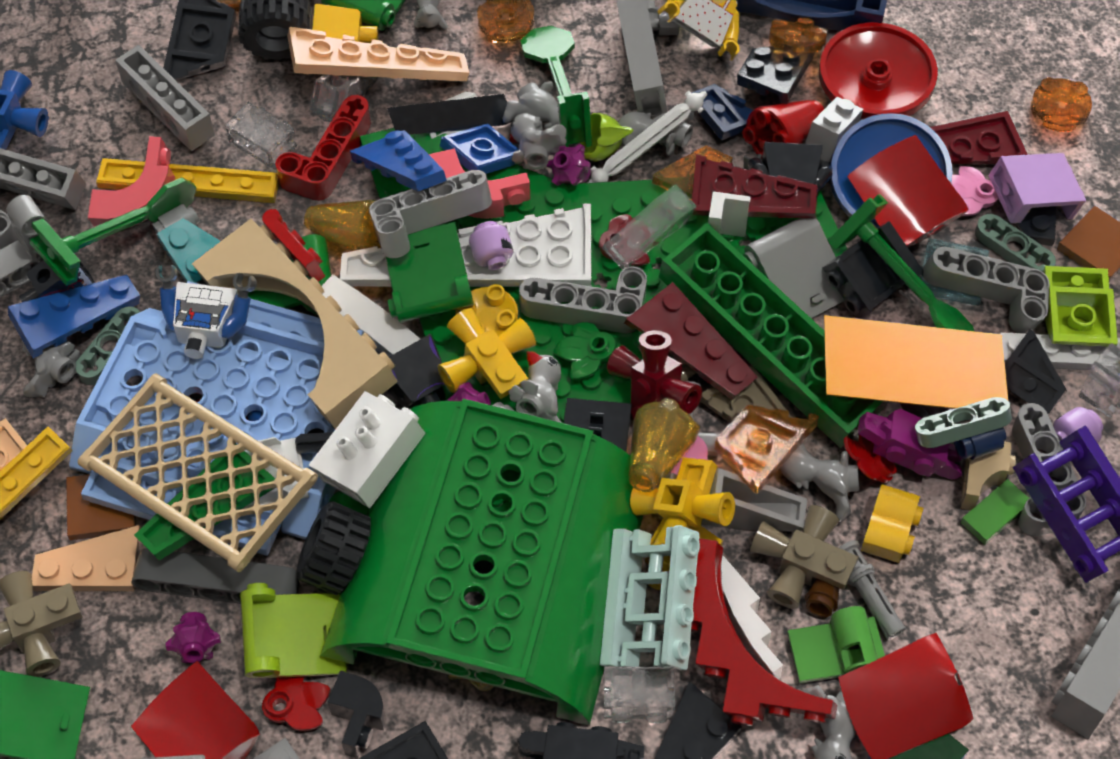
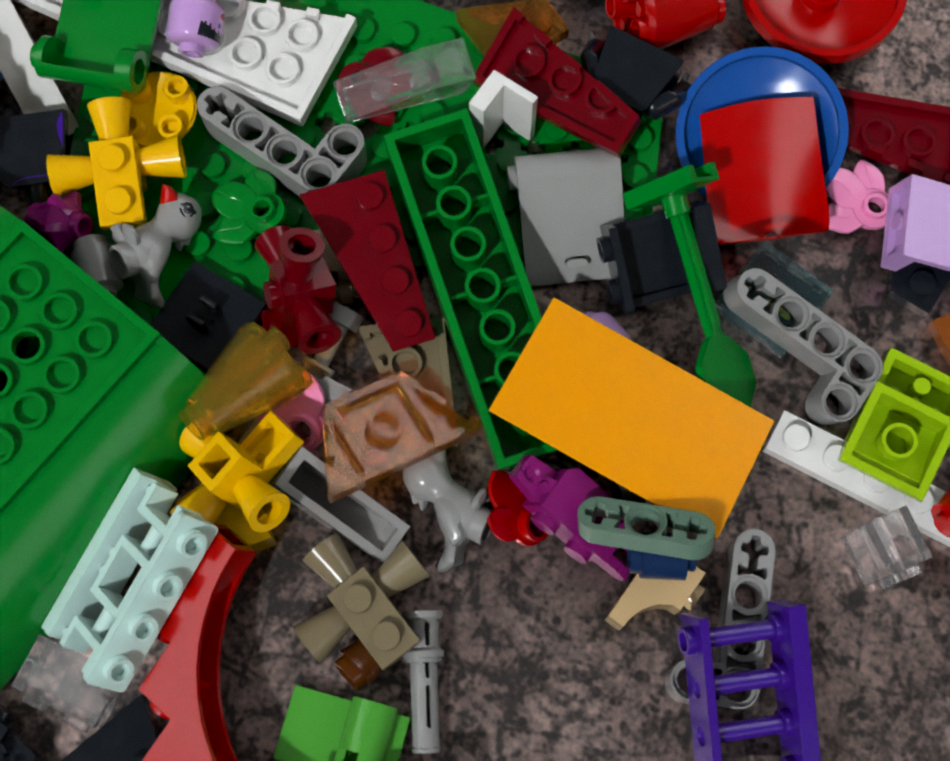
camera: 25 degrees right, 15 degrees up
(742, 607) = (251, 625): white slope -> none
(832, 125) = (717, 36): light grey brick -> none
(891, 524) = (499, 606): yellow brick -> none
(995, 512) = (639, 648): bright green tile -> none
(1010, 233) = (878, 282): sand green beam -> none
(1032, 374) = (791, 490): black wing -> none
(1076, 419) = (810, 585): lavender head -> none

